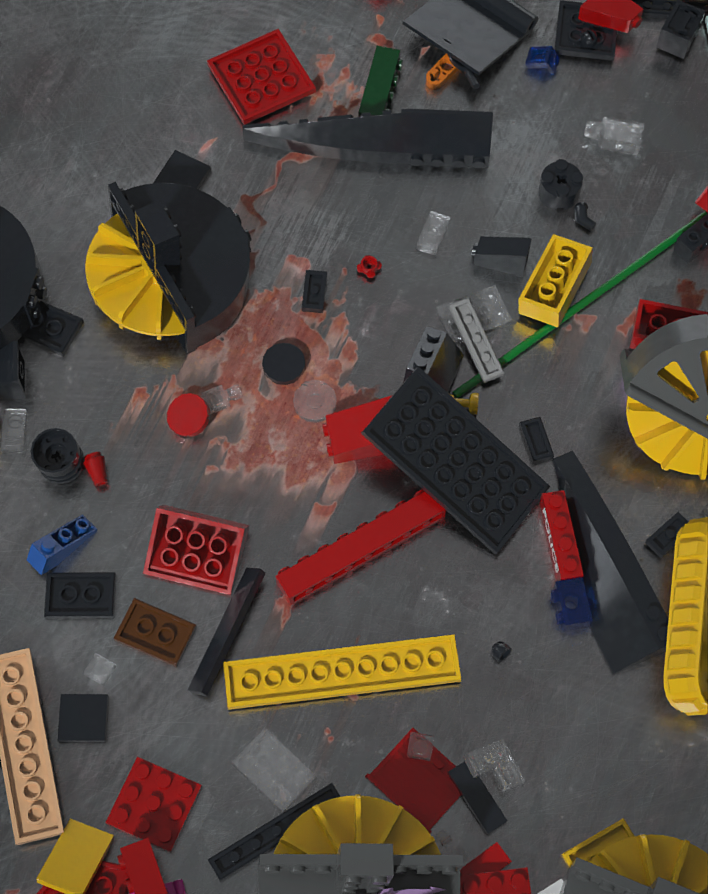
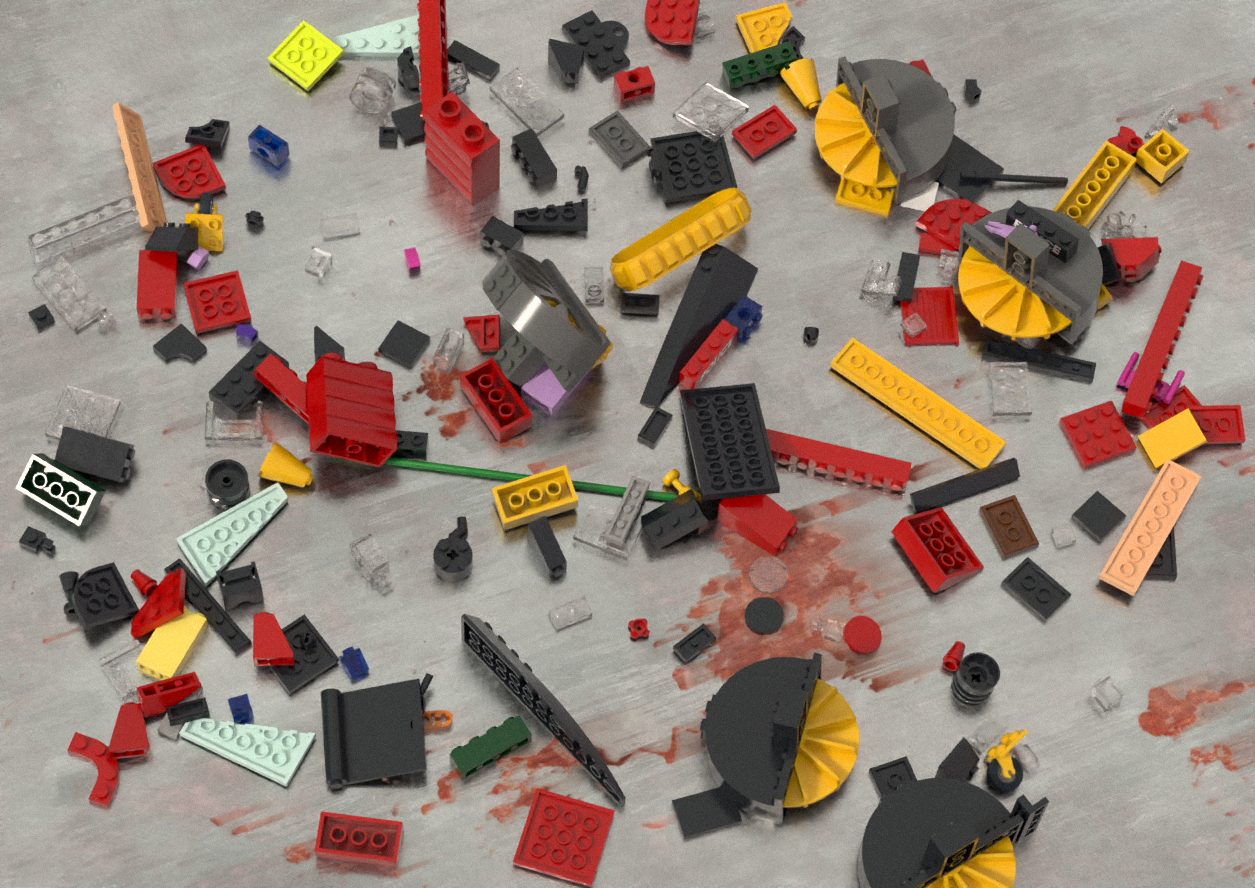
camera: 140 degrees left, 5 degrees down
(59, 544) = (1022, 627): blue slope -> none

